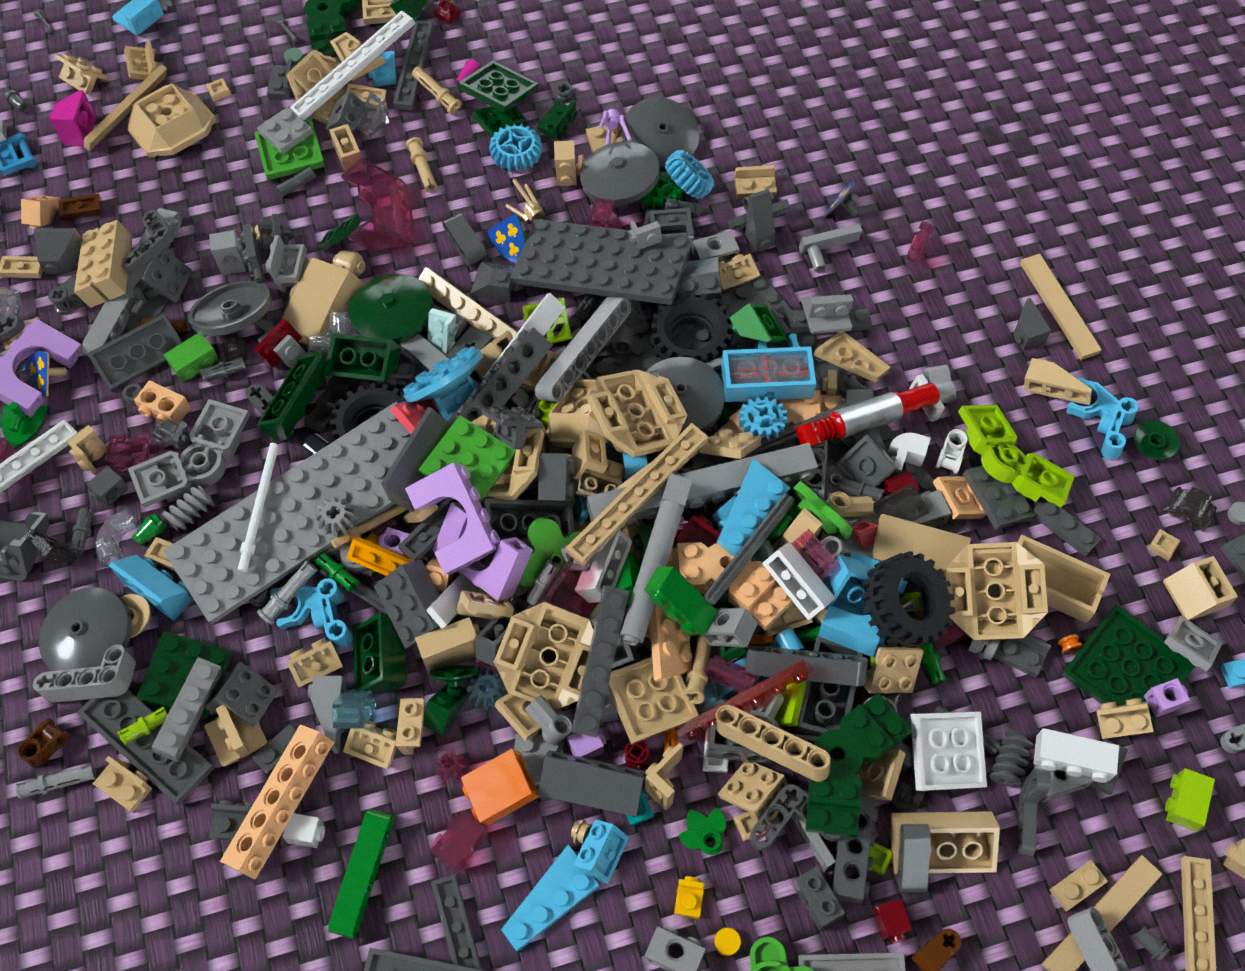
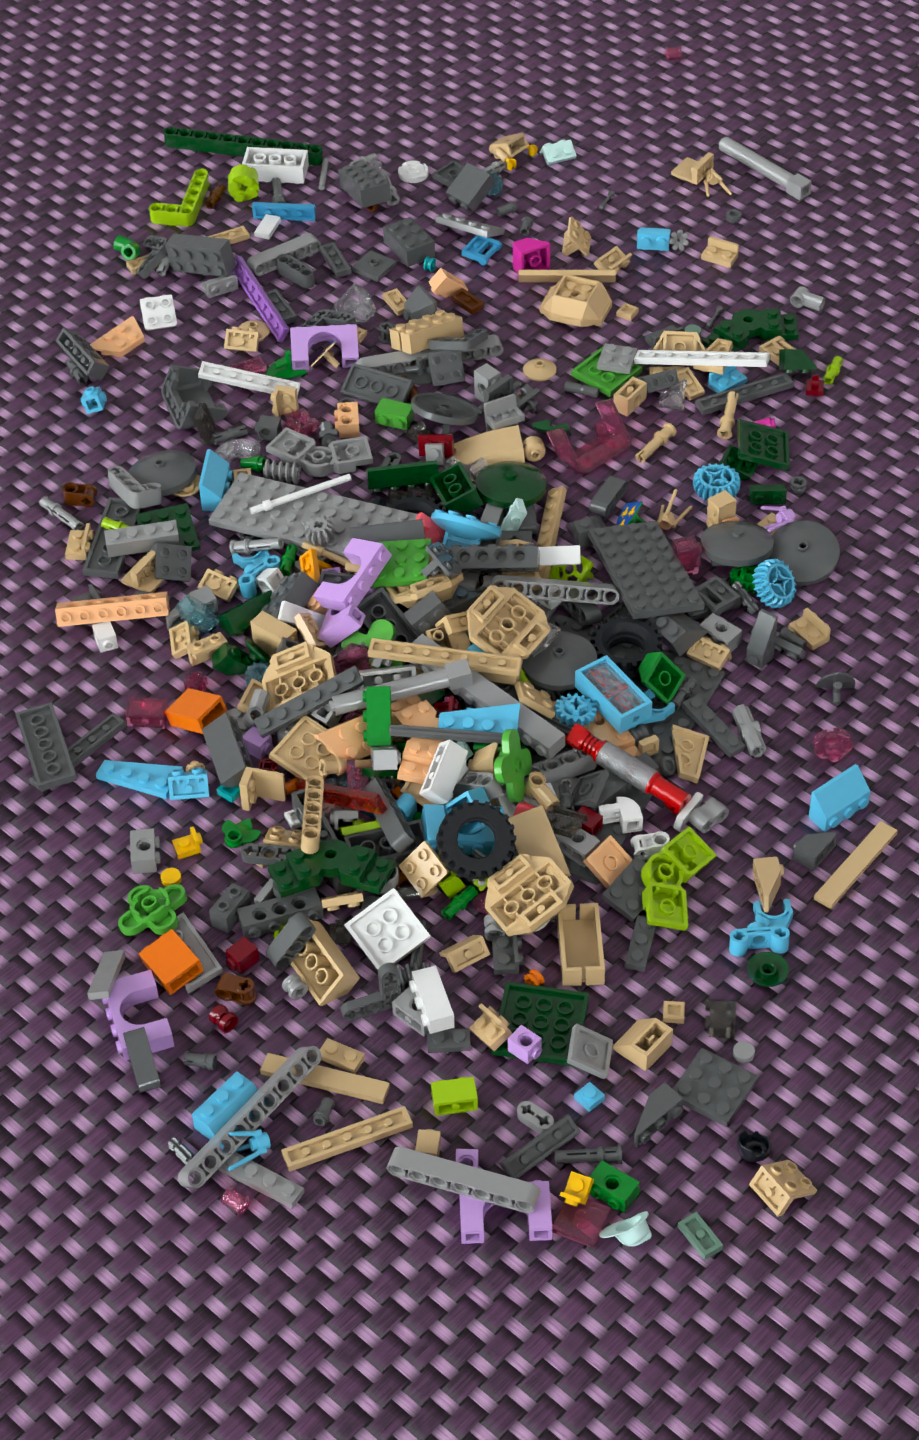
camera: 60 degrees right, 15 degrees down
(223, 369) = (398, 434): dark grey pin -> none
(233, 201) = (539, 369): none -> tan dish
(352, 605) = (269, 579): none -> white brick
(361, 874) = (96, 676): green beam -> none
(645, 235) = (679, 574): light grey bracket -> none
(817, 242) = (779, 687): light grey piece -> none
(820, 549) = (470, 772): clear pink tile -> none
(828, 313) = (708, 713): light grey bracket -> none
(861, 297) = (749, 730): none -> light grey piece
(966, 885) = (295, 987): none -> light grey wheel
(986, 275) = (839, 798): none -> medium azure slope
(998, 689) = (465, 952): none -> tan panel

